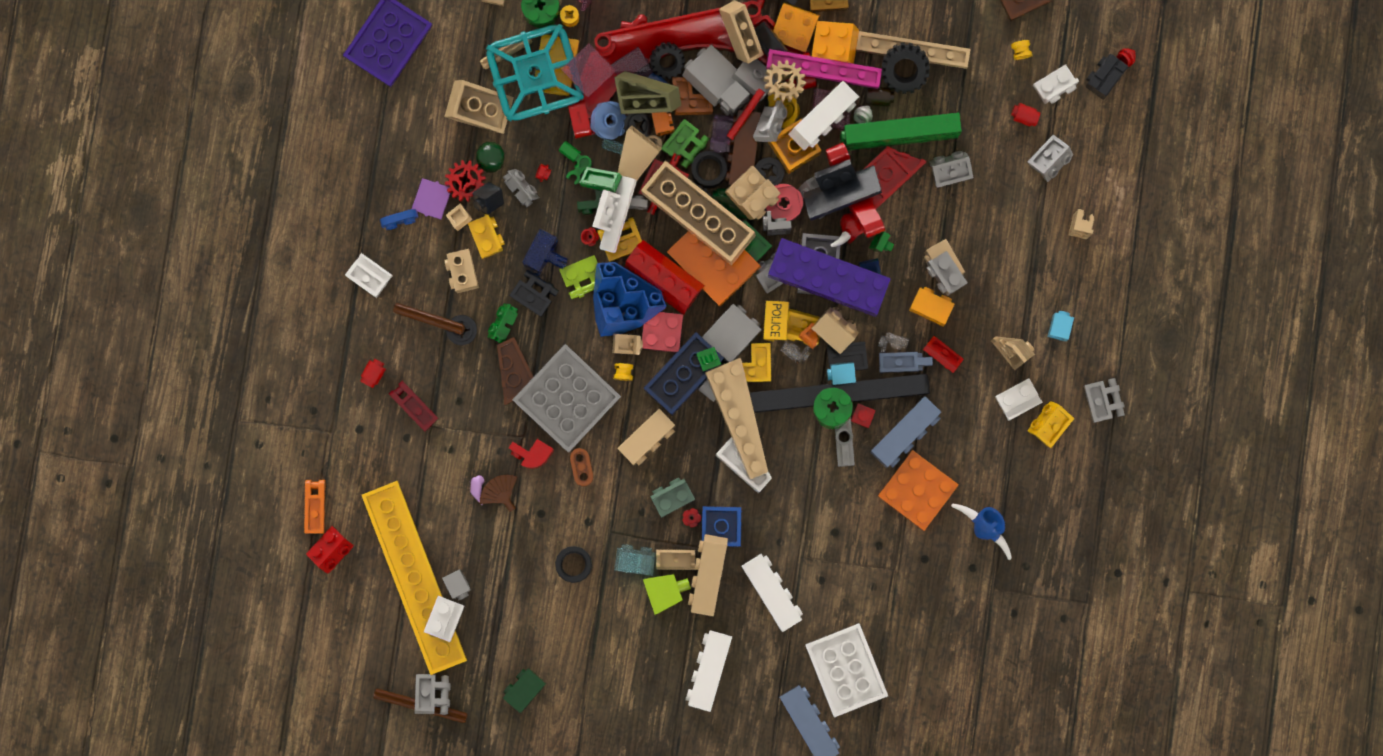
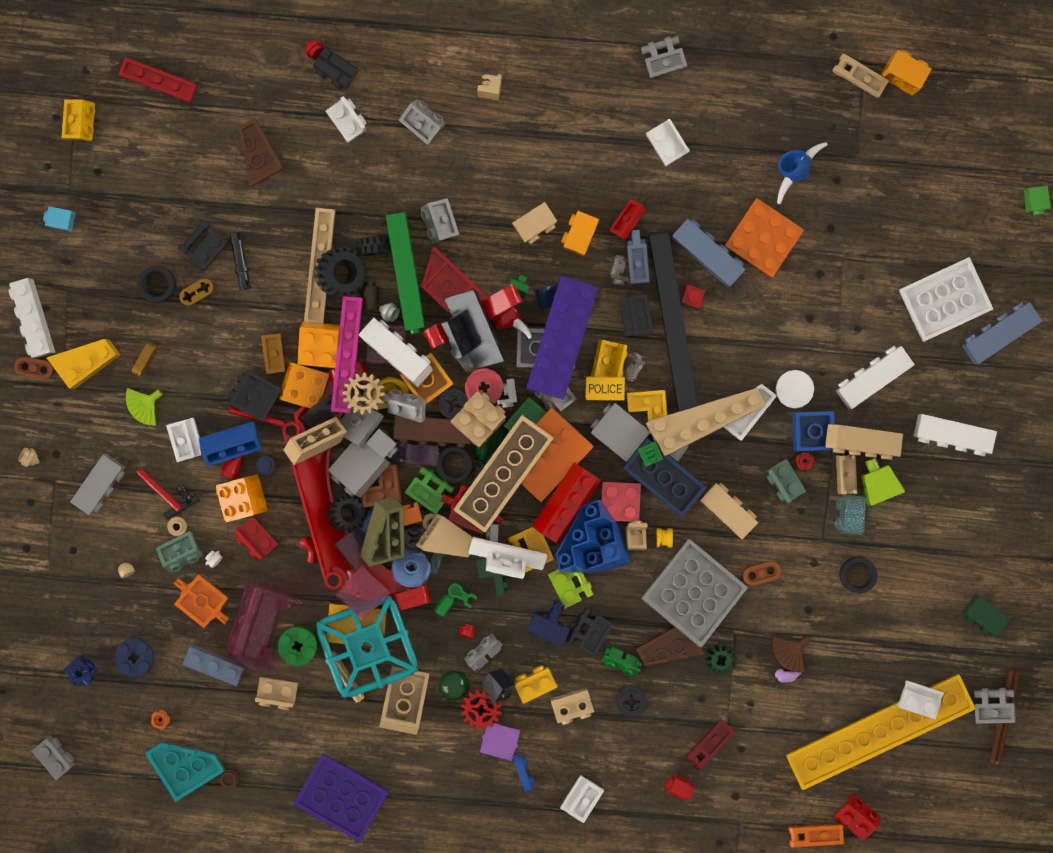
camera: 90 degrees left, 5 degrees up
(429, 318) = (622, 735): reddish brown axle -> none
(457, 585) = (885, 688): light grey brick -> none
(459, 217) = (518, 712): tan plate -> none
(495, 427) = (727, 659): none -> dark green gear
(536, 457) = (755, 620): red brick -> none
(567, 19) = (308, 612): yellow wheel -> none
(585, 236) = (530, 584): red plate -> none
(600, 179) = (473, 573): green tile -> none
(745, 114) = (398, 431): red bar -> none
(764, 512) = (794, 389): none -> white tile
(809, 336) = (619, 353): orange tile -> none
(826, 399) = (683, 333): green brick -> none
(835, 329) = (612, 328): tan brick -> none
(841, 373) = (654, 319): medium azure brick -> none
(844, 450) = (728, 313): light grey piece -> none
(929, 100) = (373, 245): none -> black tyre
(946, 273) = (548, 220): light grey bracket -> none
(1014, 350) = (621, 146): tan wedge -> none
(1021, 50) = (311, 156): yellow wheel -> none
(1025, 115) = (380, 148): red brick -> none
(1050, 423) = (690, 109): yellow bracket -> none
(1061, 326) = (592, 103): medium azure brick -> none
(1076, 597) = (861, 76): none -> tan plate
(1078, 640) = (906, 72): none -> light orange brick

